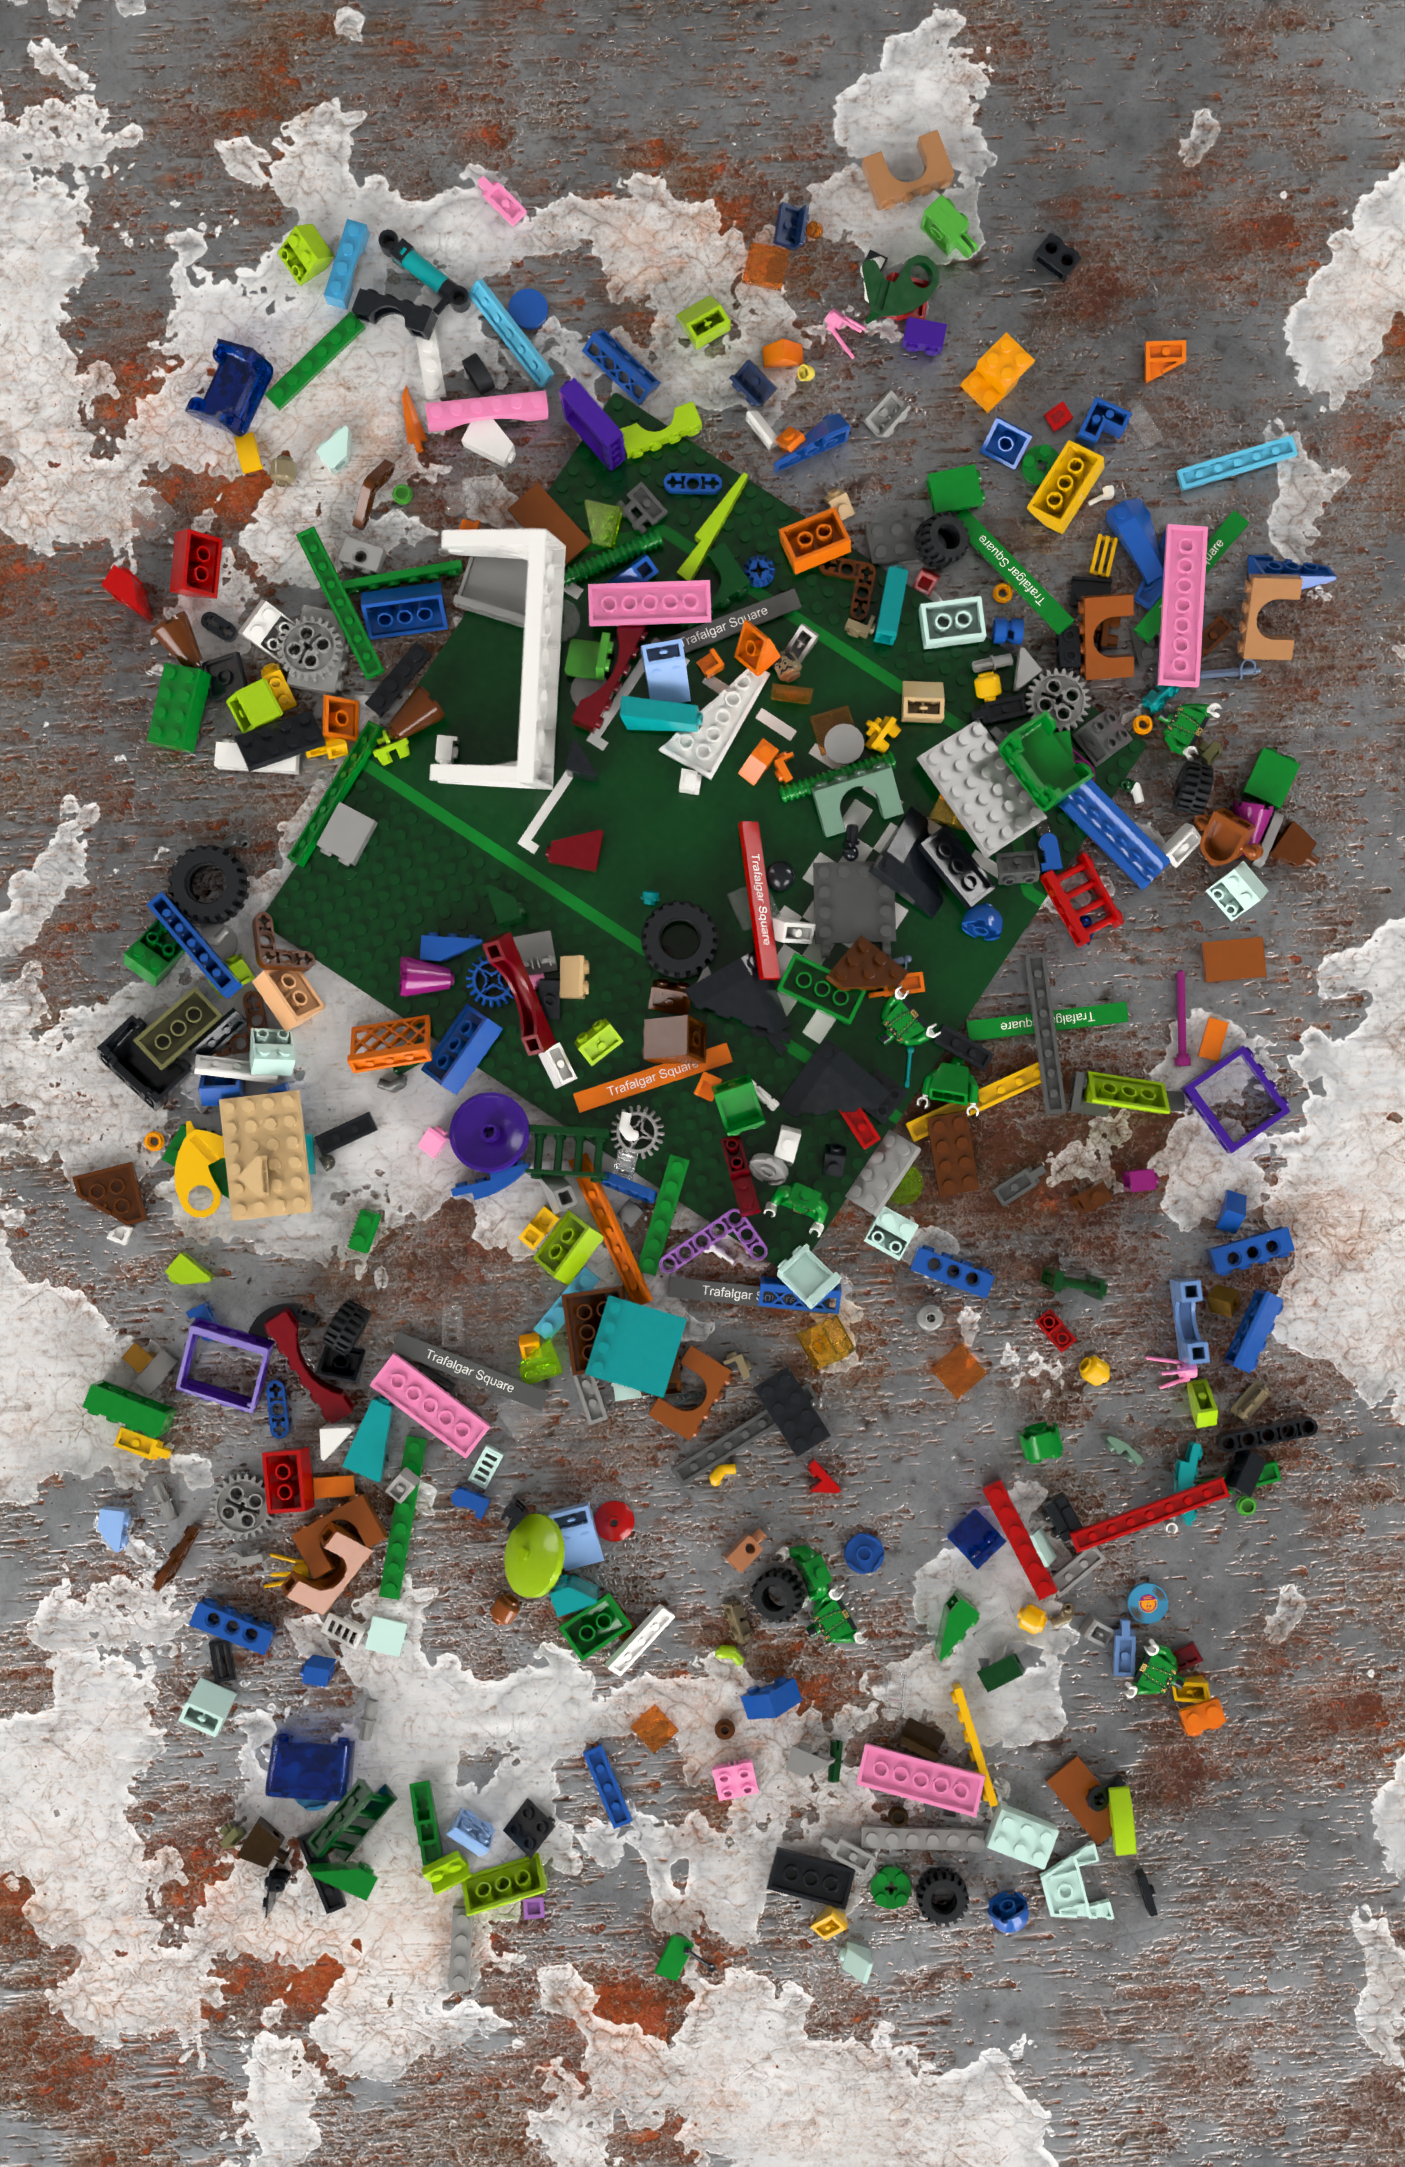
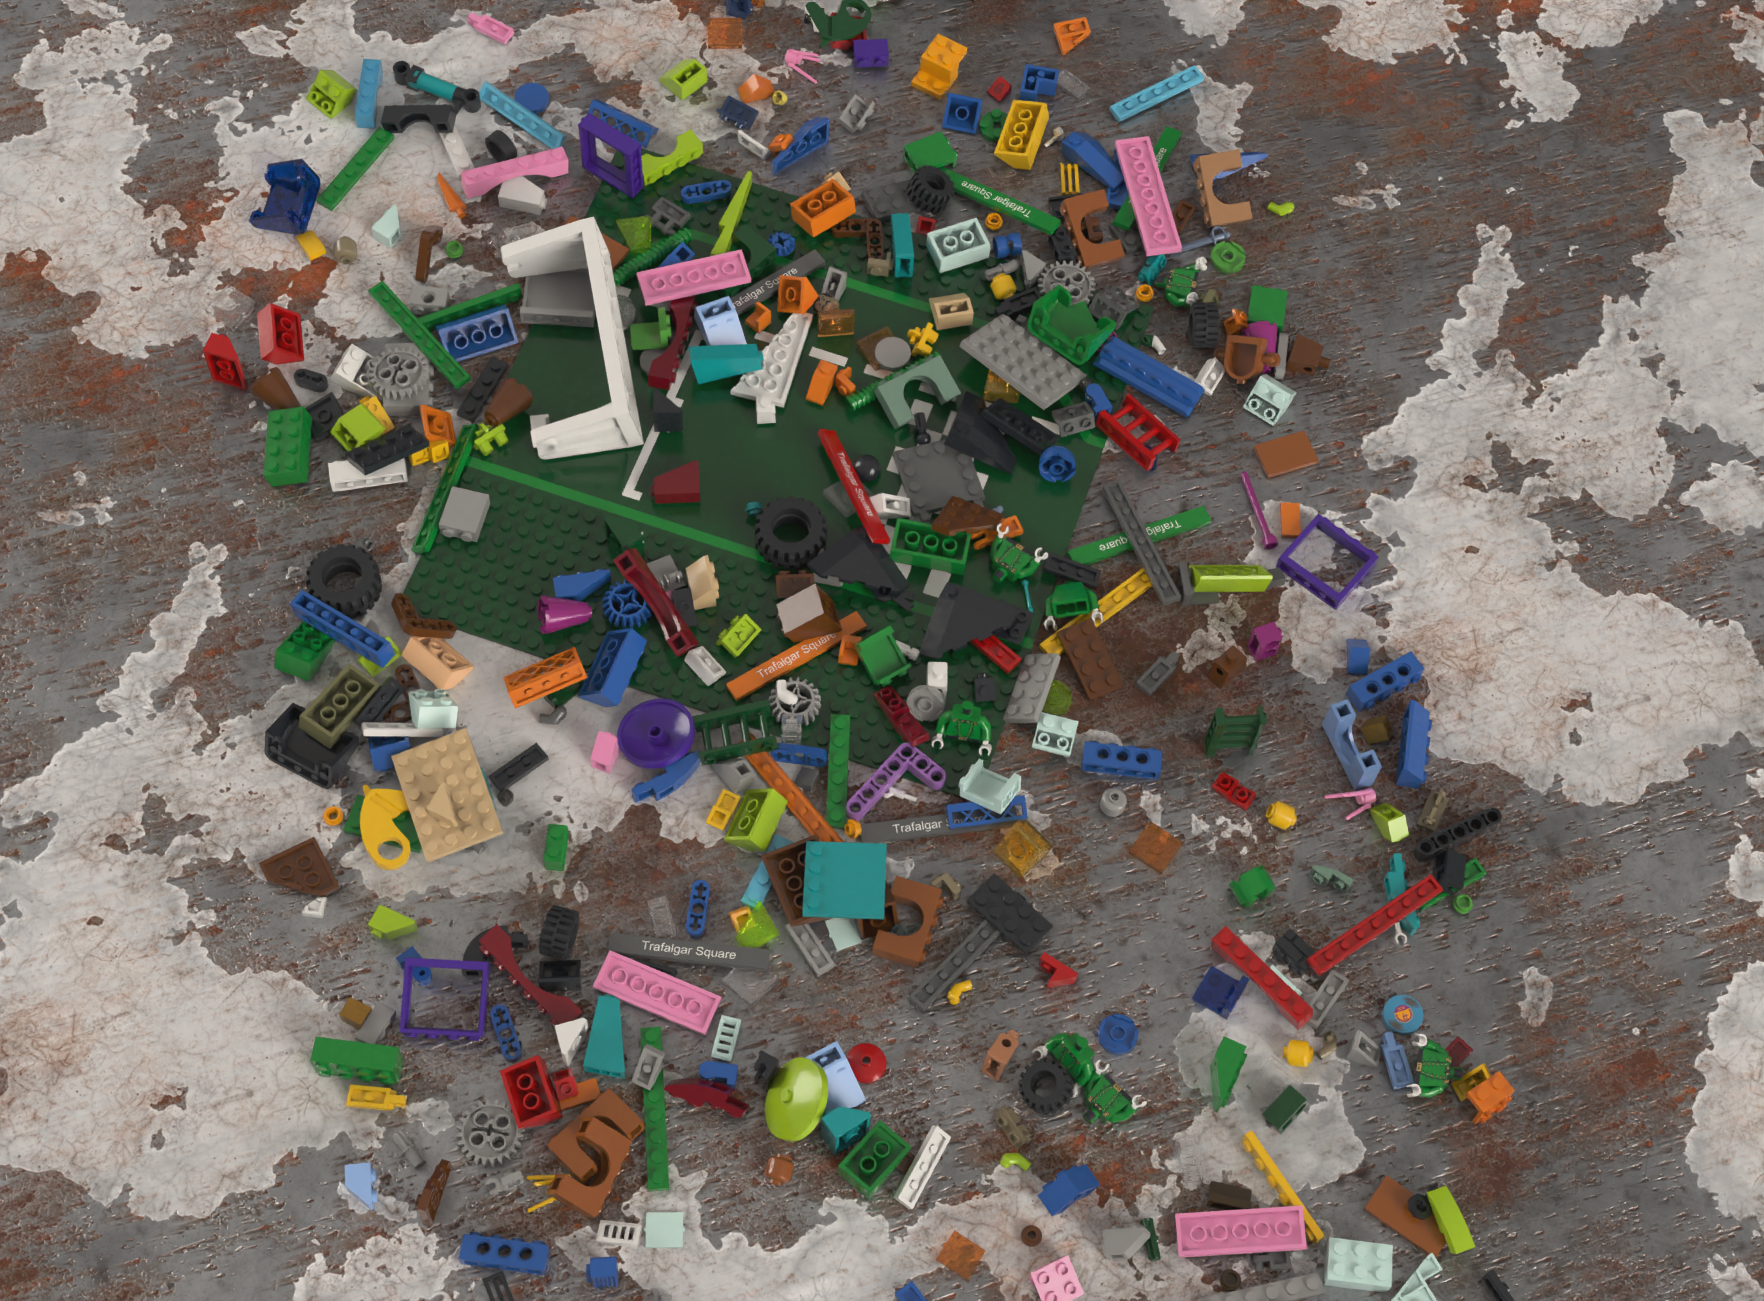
camera: 15 degrees left, 25 degrees down
(322, 1474) = (565, 1084): none -> red bracket
(453, 1518) = (700, 1091): none -> dark red slope
(500, 1313) = (701, 922): none -> blue beam
(662, 1280) = (852, 828): none -> light orange plate
(1230, 789) = (1236, 322): none -> orange bracket
(1243, 708) = (1227, 265): none -> bright green tile
(1330, 651) = (1282, 209): none -> lime arm

